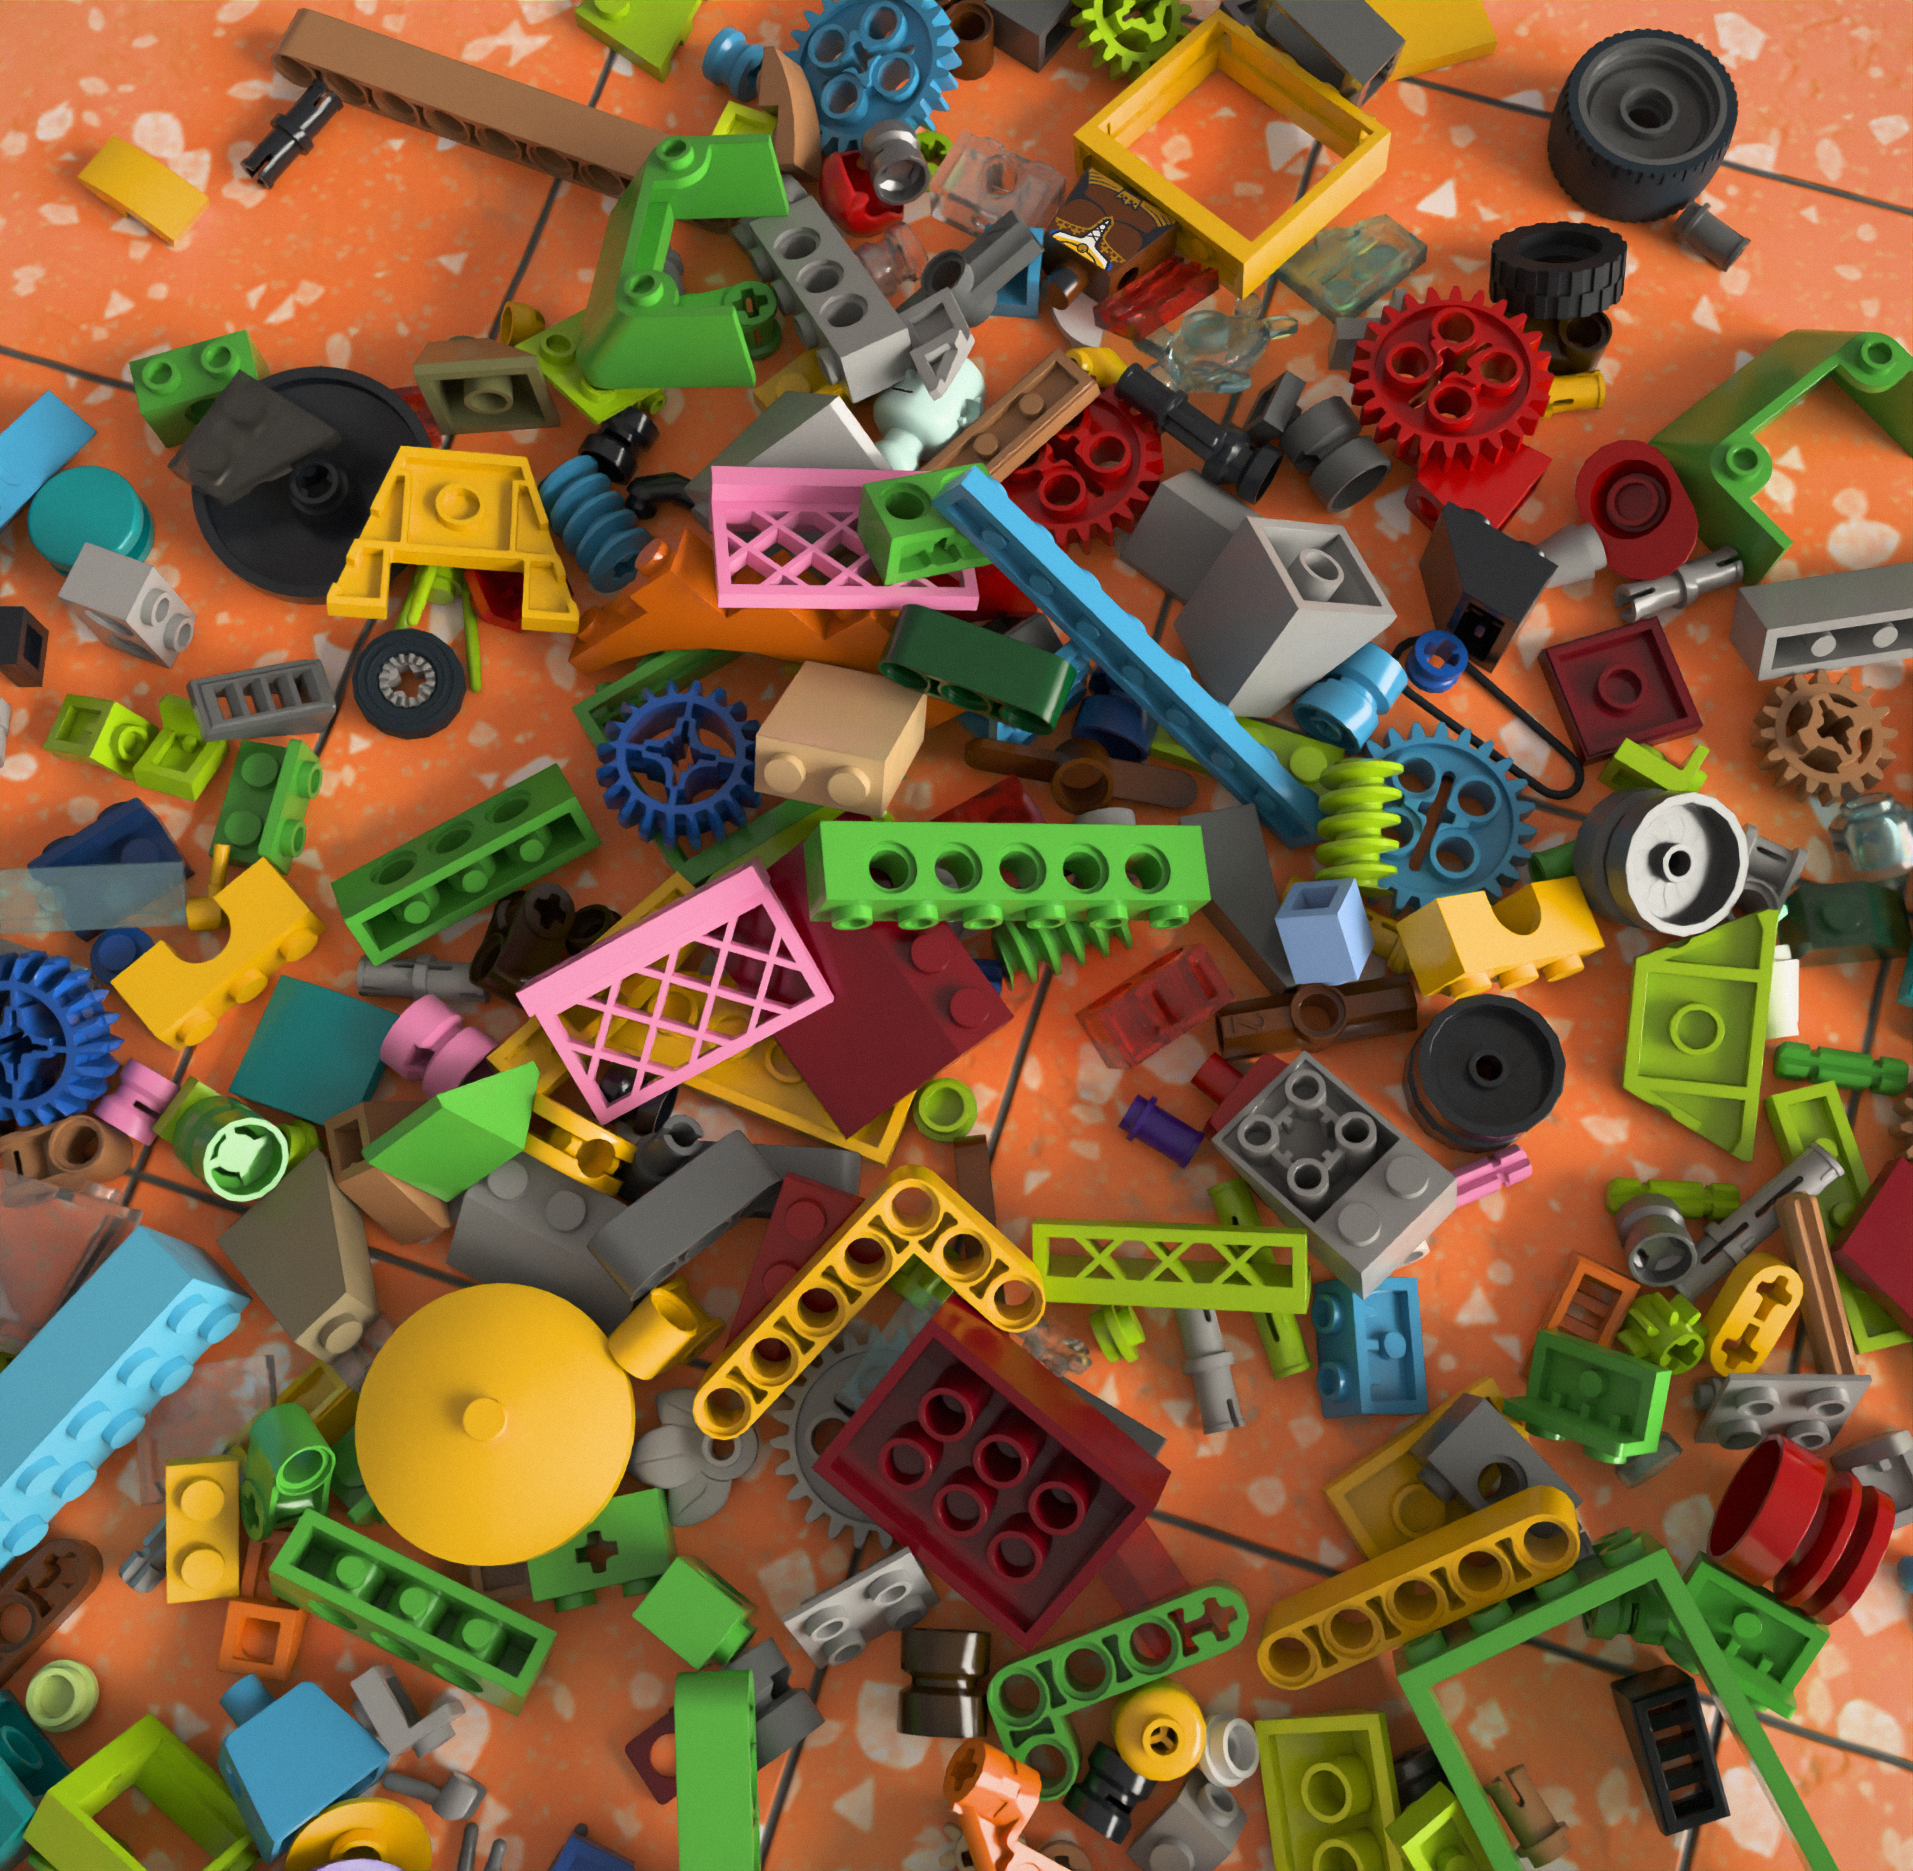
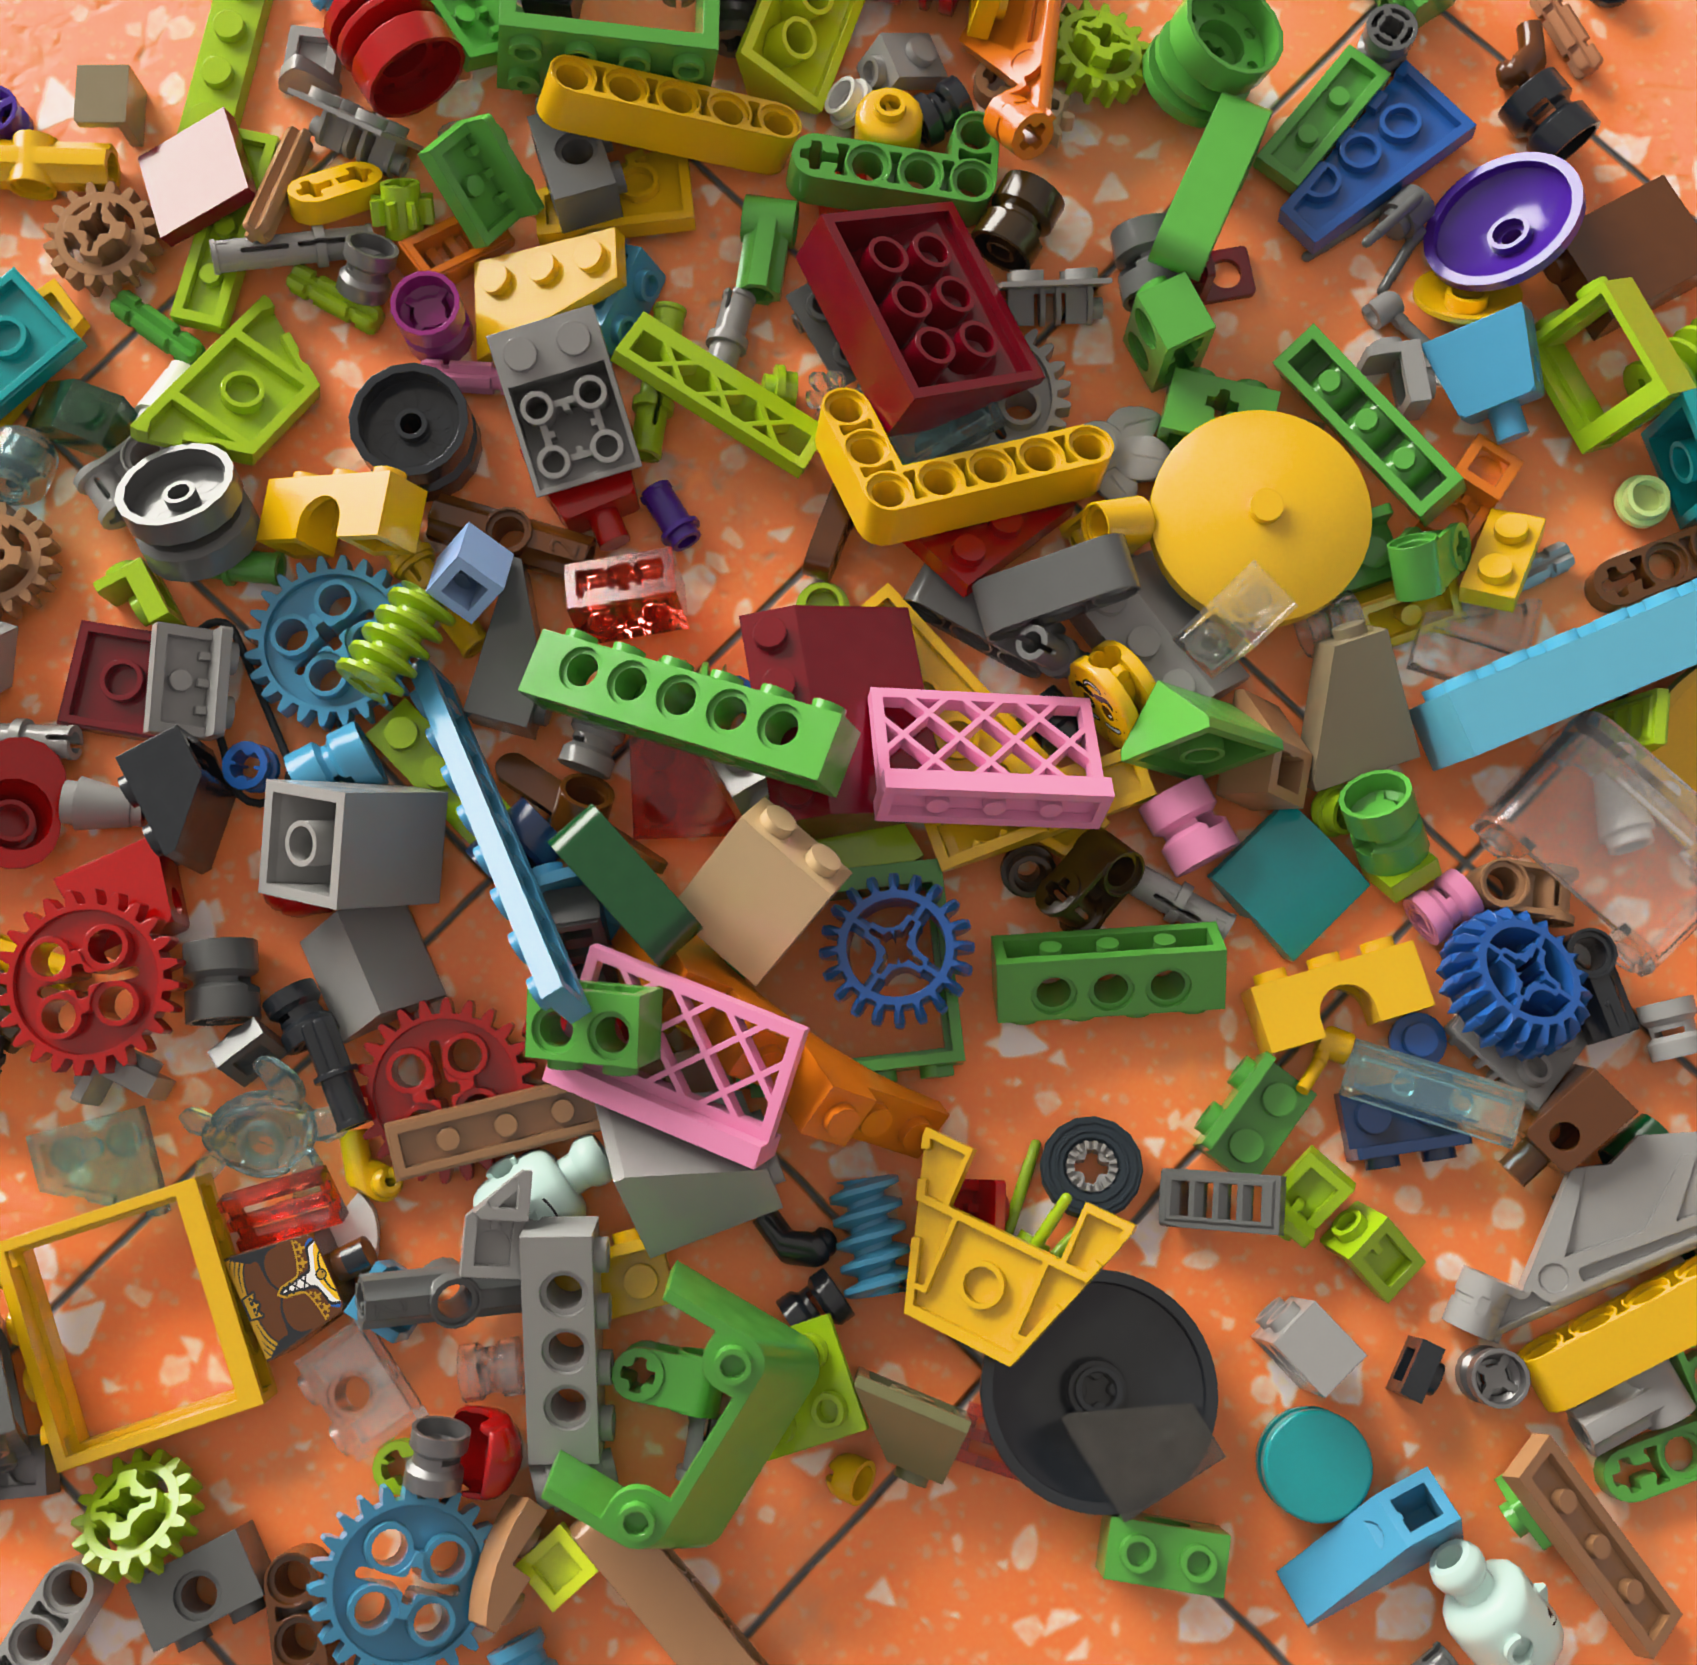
camera: 155 degrees left, 5 degrees up
(461, 1271) = (1235, 620): none -> clear slope
(1231, 1521) = (767, 235): none -> bright green piece
(1447, 1316) = (546, 282): none -> yellow wing
(1547, 1216) = (432, 317): none -> magenta wheel
(1549, 708) = (190, 680): none -> light grey bracket

